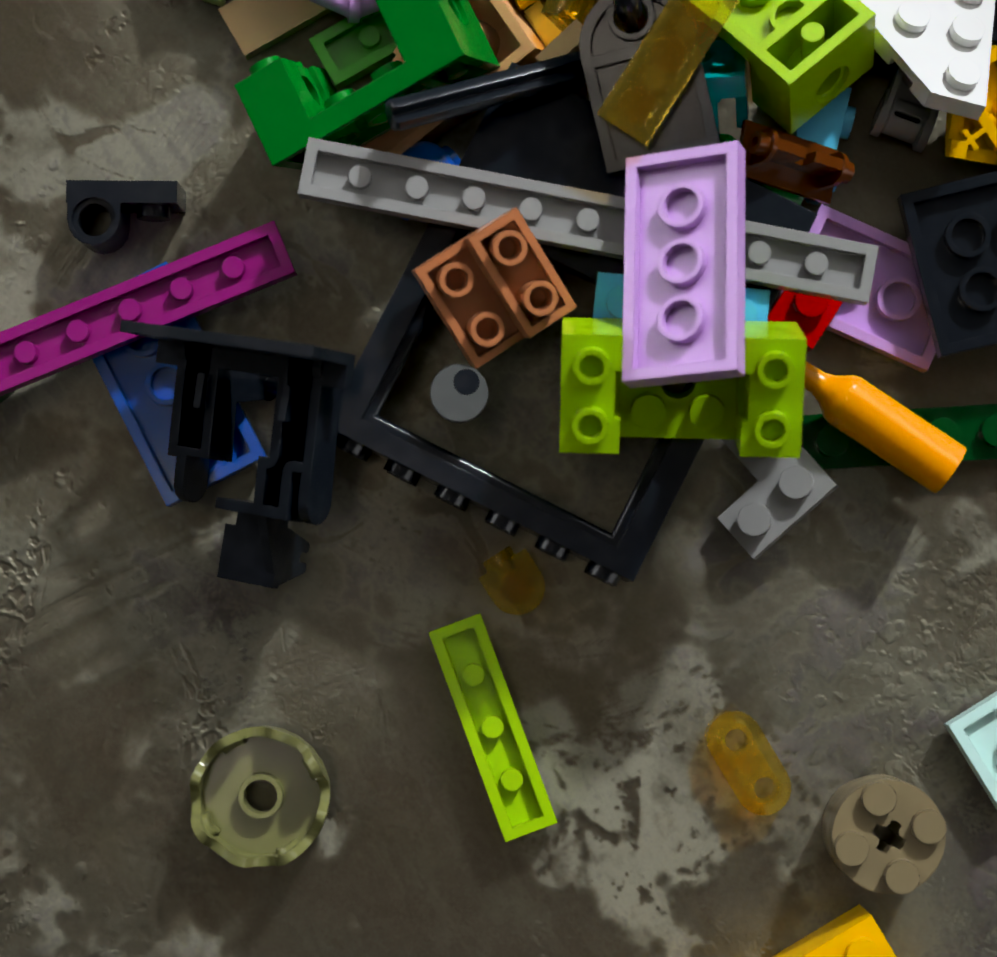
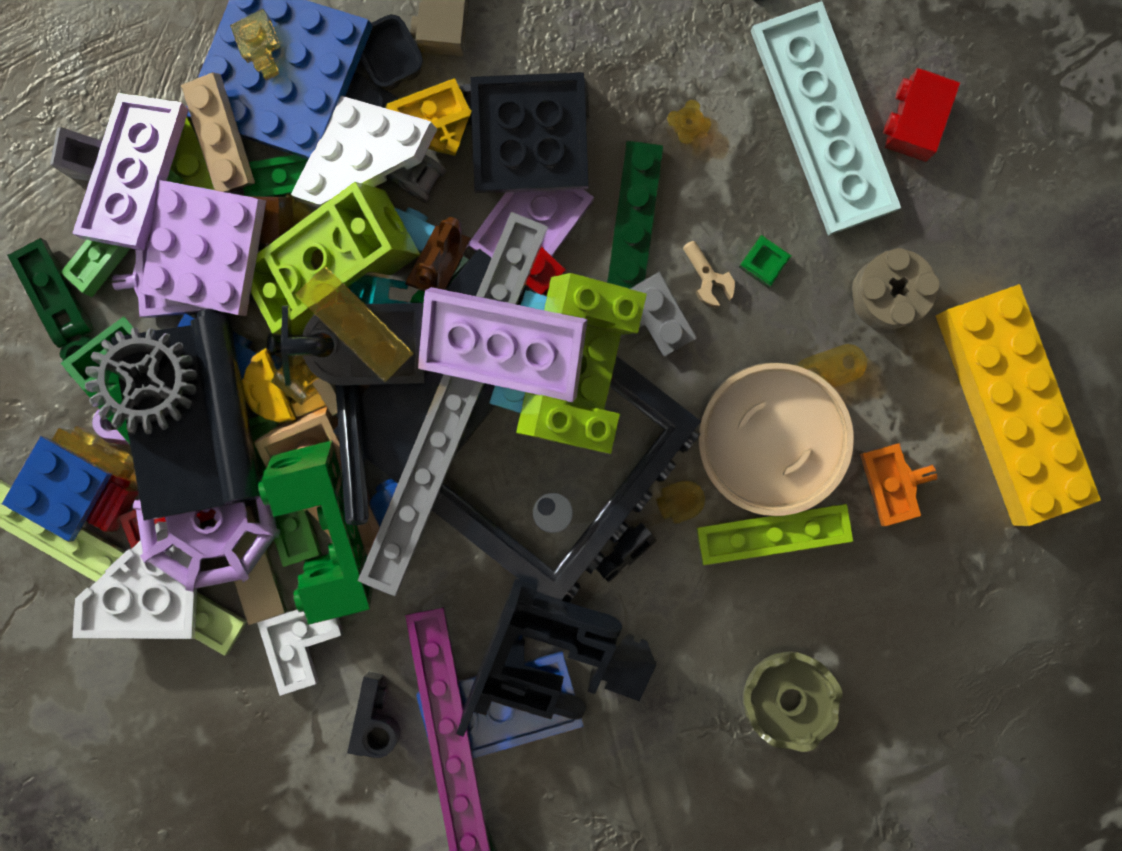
camera: 80 degrees left, 0 degrees up
(197, 70) = (287, 643): none -> white plate
(432, 522) = (629, 548): none -> black plate
(494, 288) = (487, 475): nougat slope -> none
(600, 887) = (894, 483): none -> orange plate
(630, 700) = (776, 439): none -> tan piece
(847, 560) = (708, 276): none -> tan bar
(885, 427) = (628, 231): light orange piece -> none
(886, 638) = (765, 261): none -> green tile

